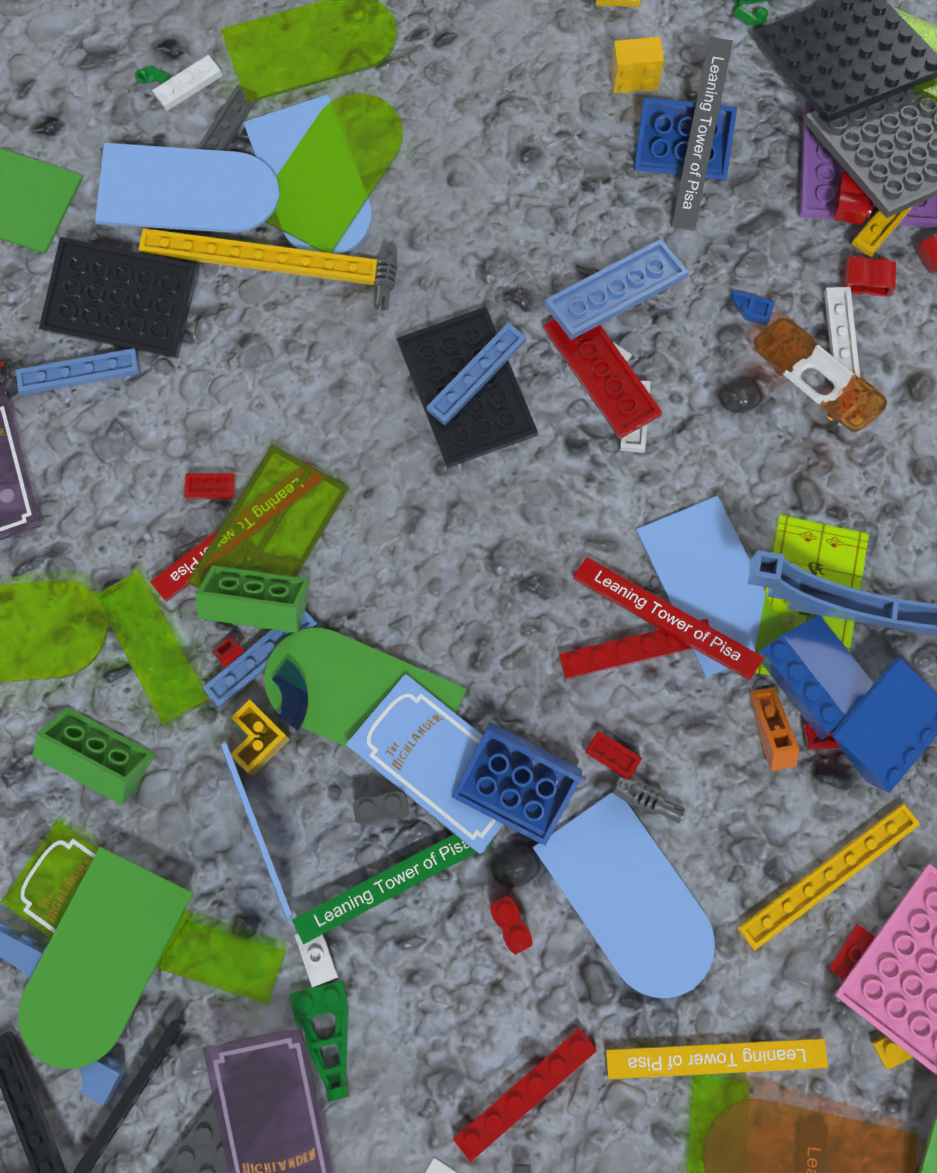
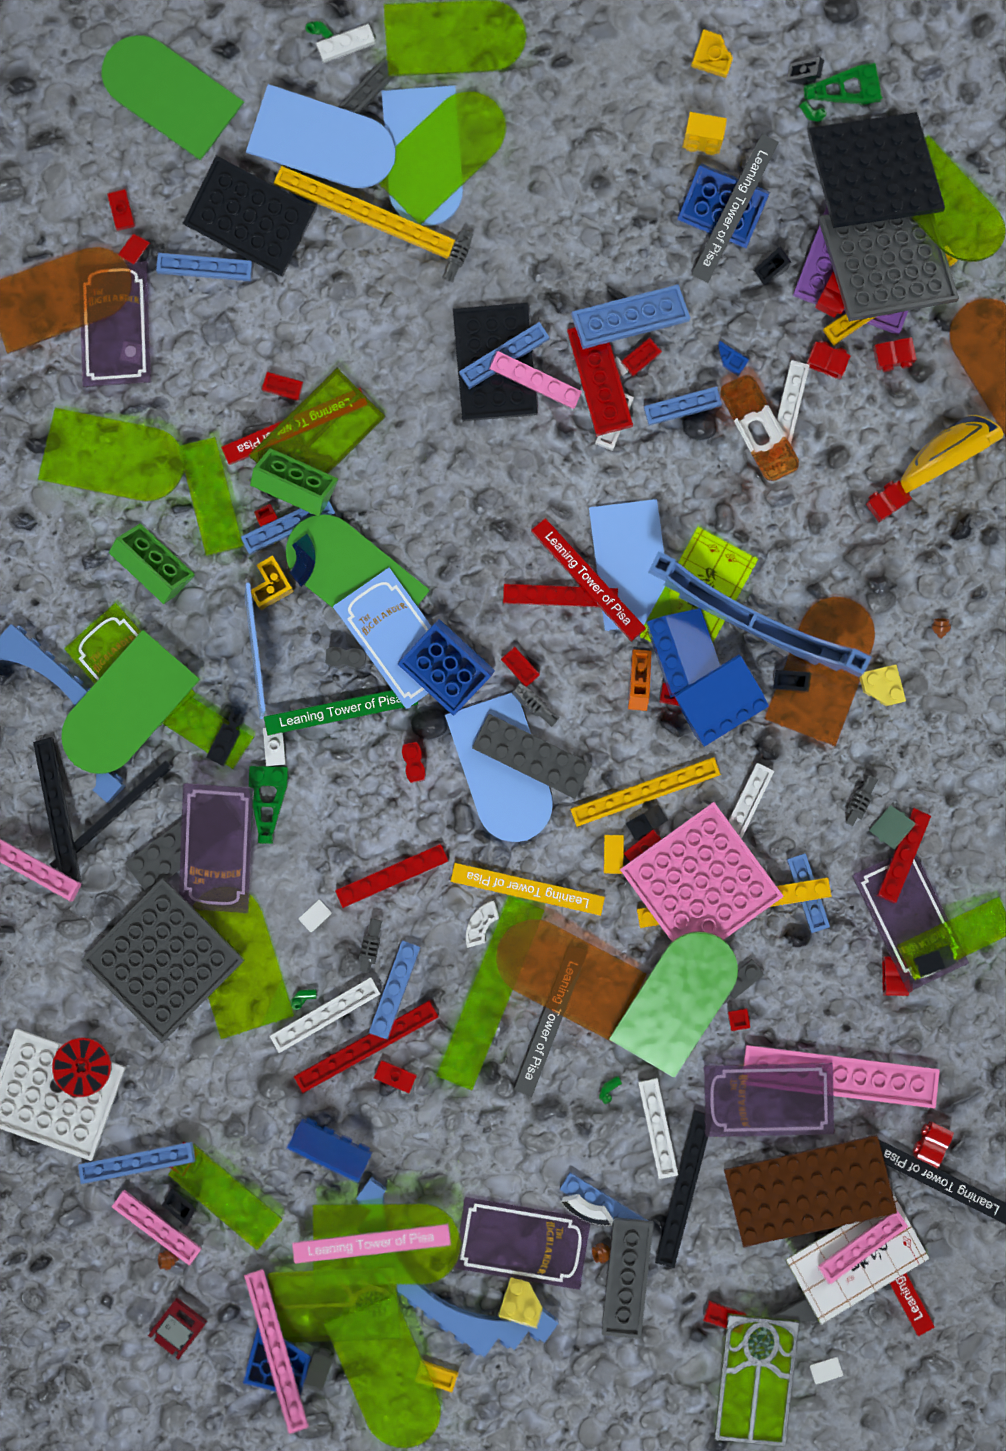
camera: 10 degrees right, 10 degrees up
(248, 969) = (225, 741): none -> black plate
(523, 392) = (535, 380): none -> bright pink plate
(643, 333) = (641, 357): none -> red plate
(665, 1128) = (479, 923): none -> white tile
(666, 871) = (532, 756): none -> dark grey plate
(712, 376) = (682, 406): none -> medium blue plate
(767, 188) = (773, 266): none -> black slope
(815, 974) = (613, 853): none -> yellow tile
(845, 916) = (646, 821): none -> black slope

